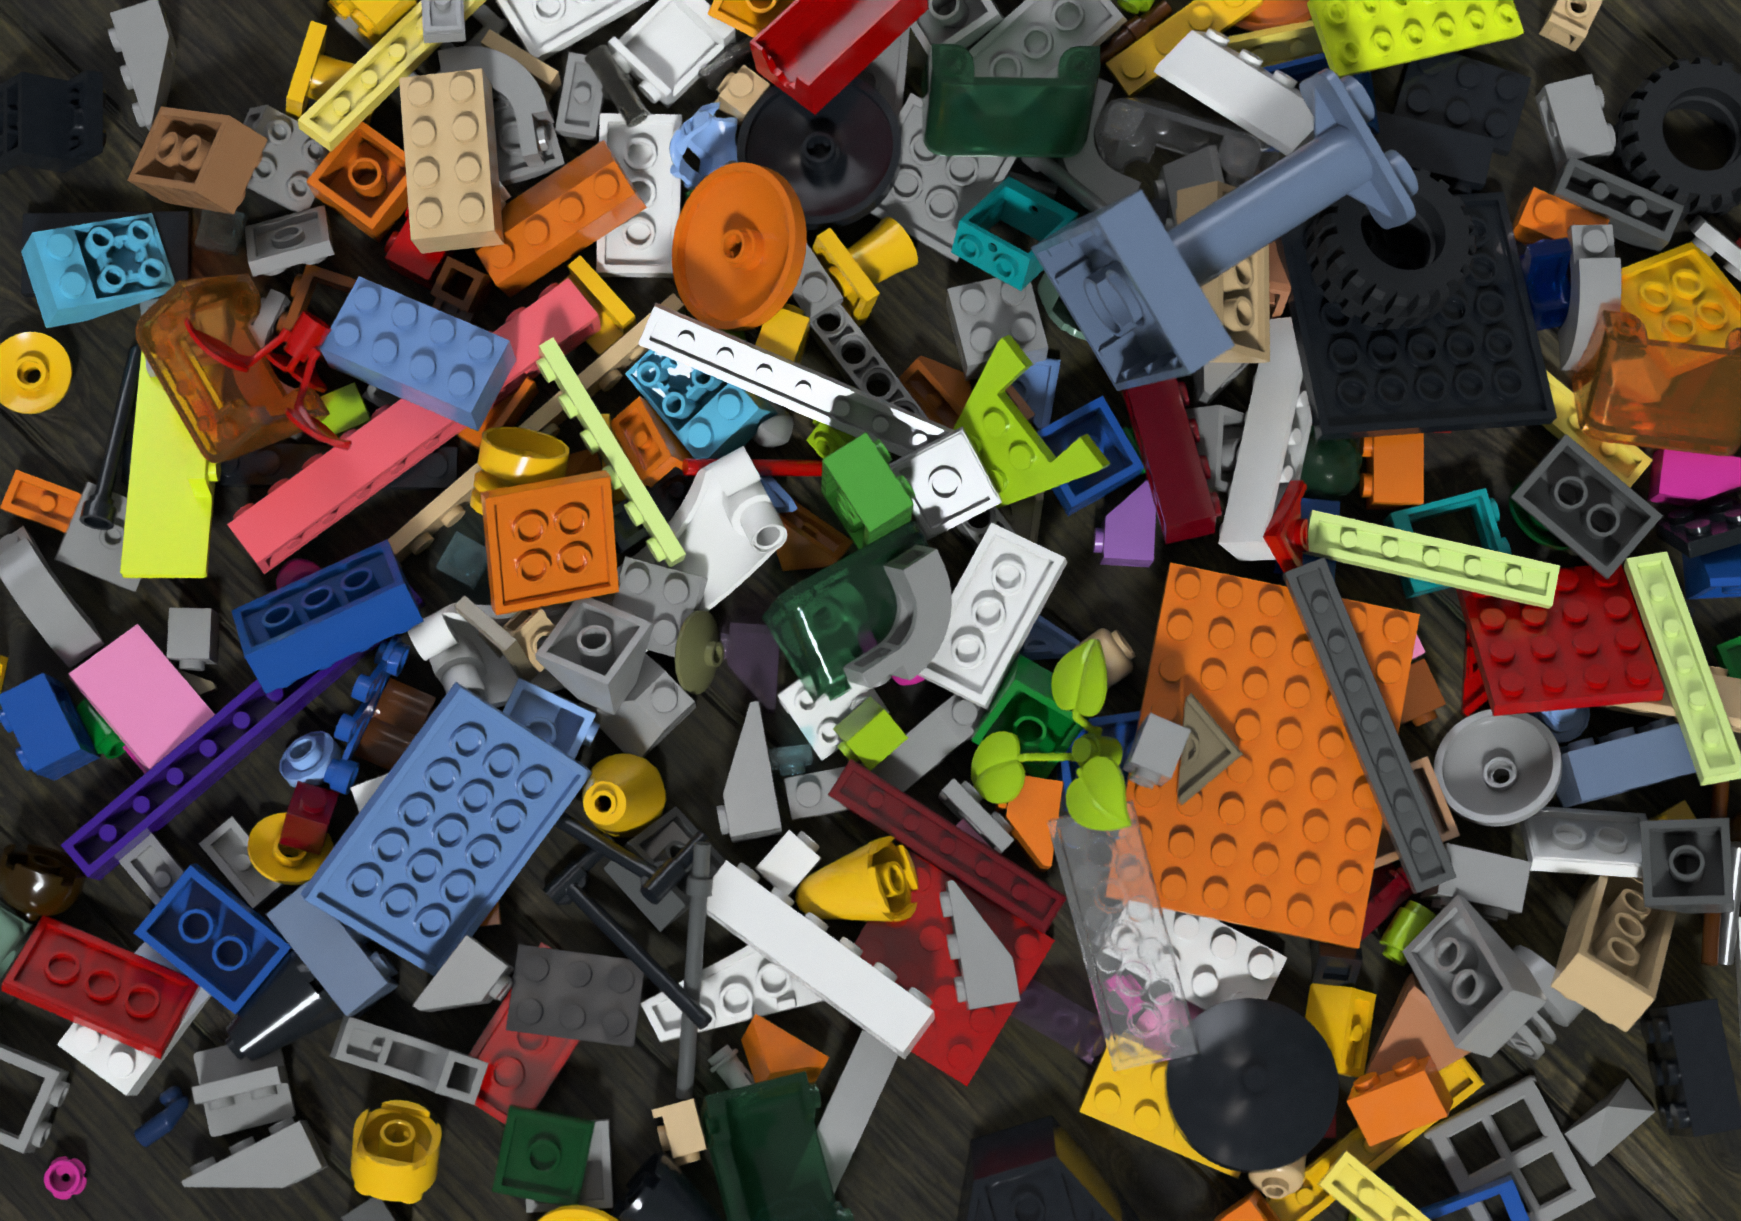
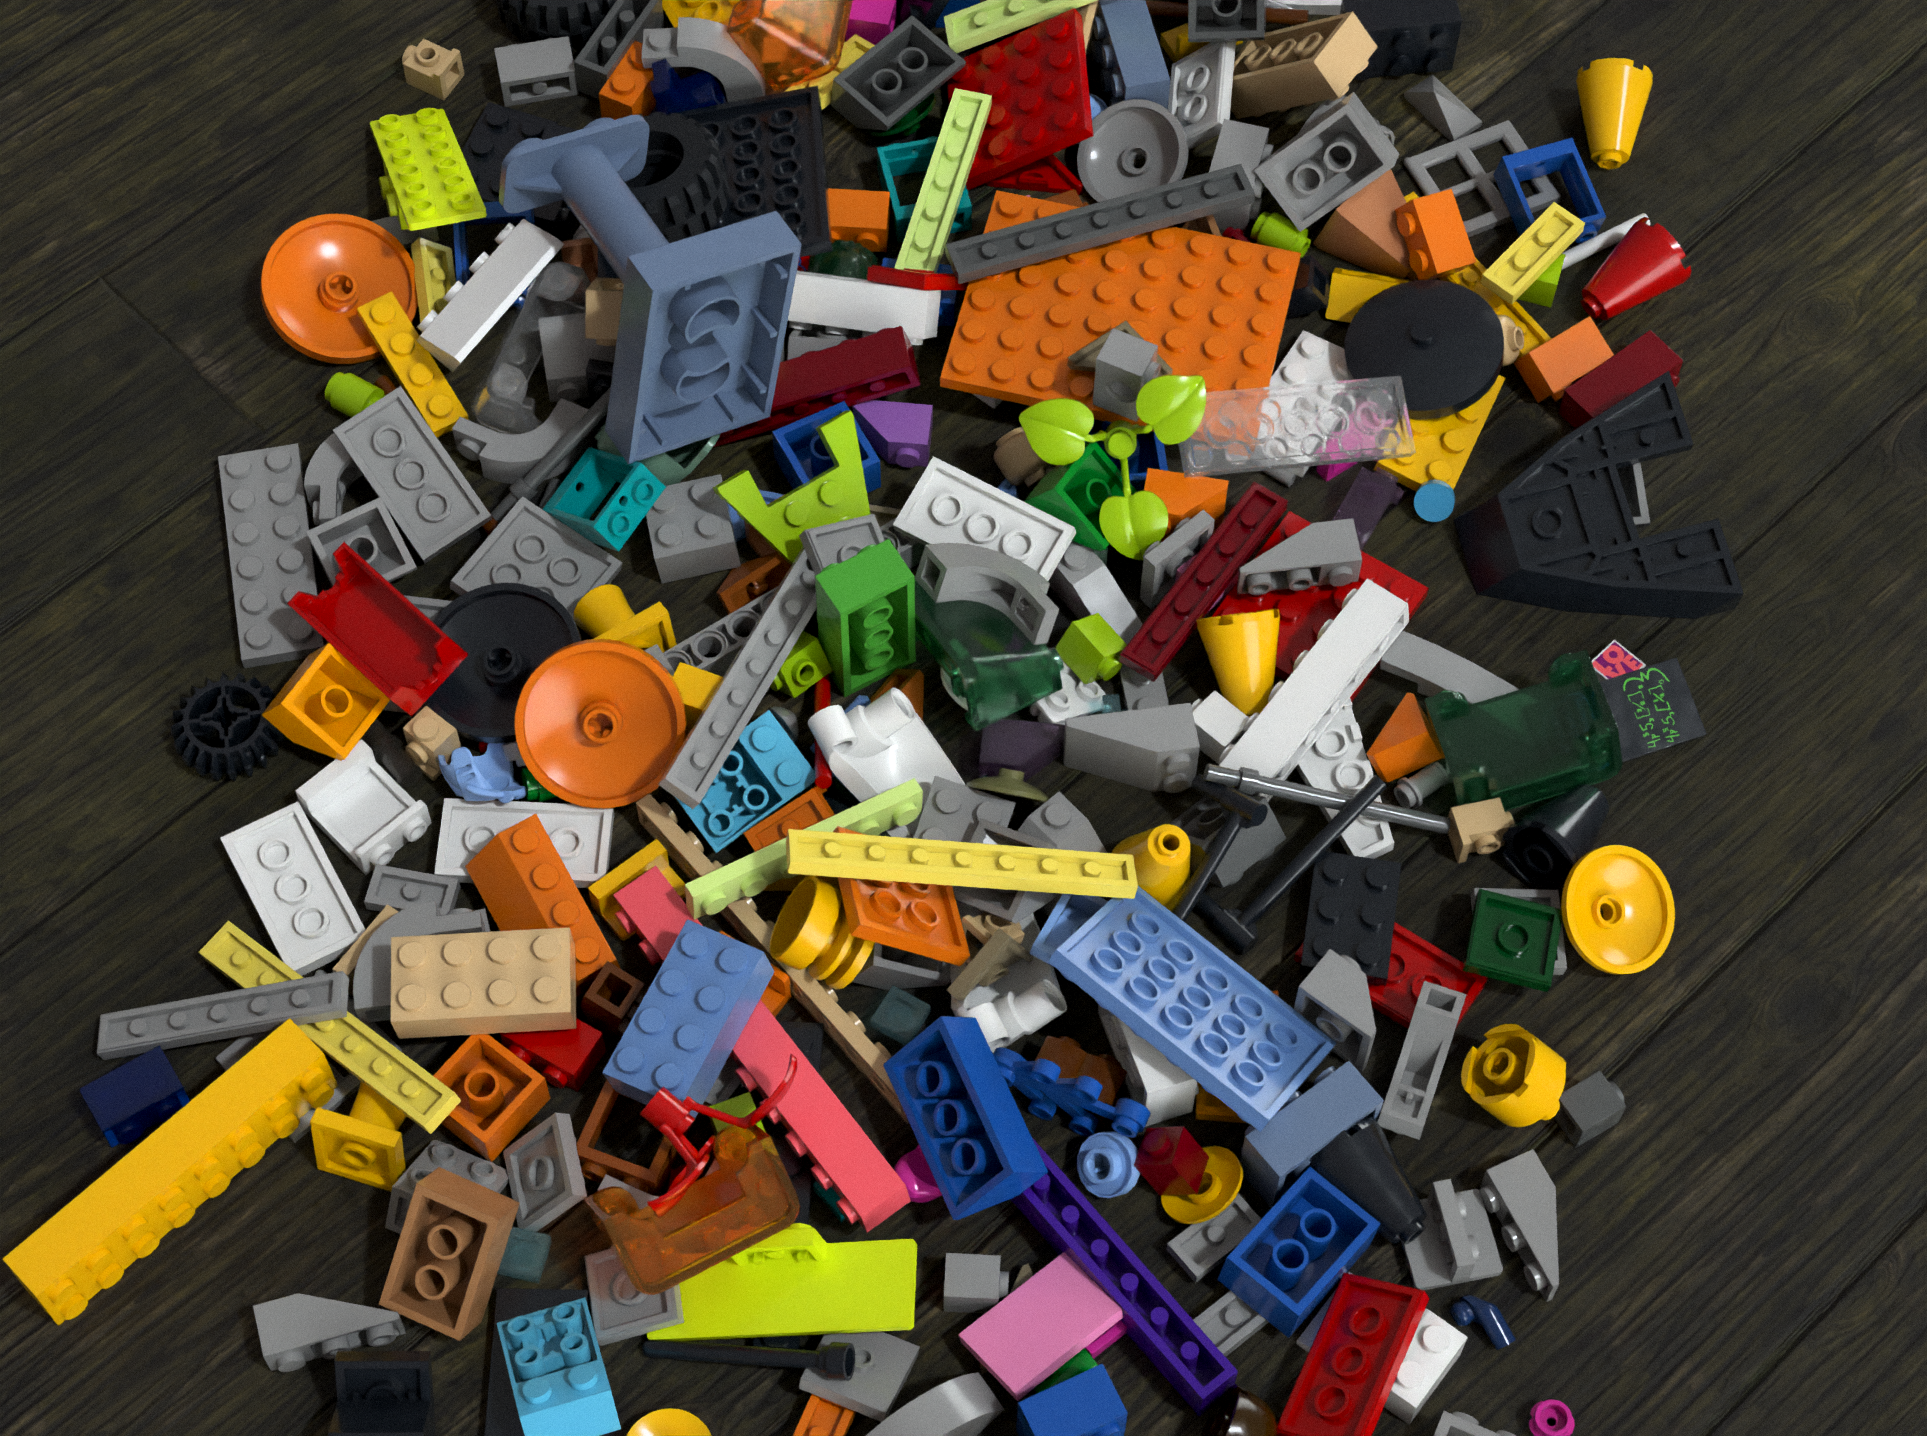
camera: 80 degrees left, 20 degrees down
(566, 597) = (960, 864): none -> light yellow plate
(617, 86) = (409, 850): clear smoke pin -> none
(1007, 114) = (480, 519): clear green windscreen -> none
(1073, 1095) = (1434, 500): none -> dark azure tile

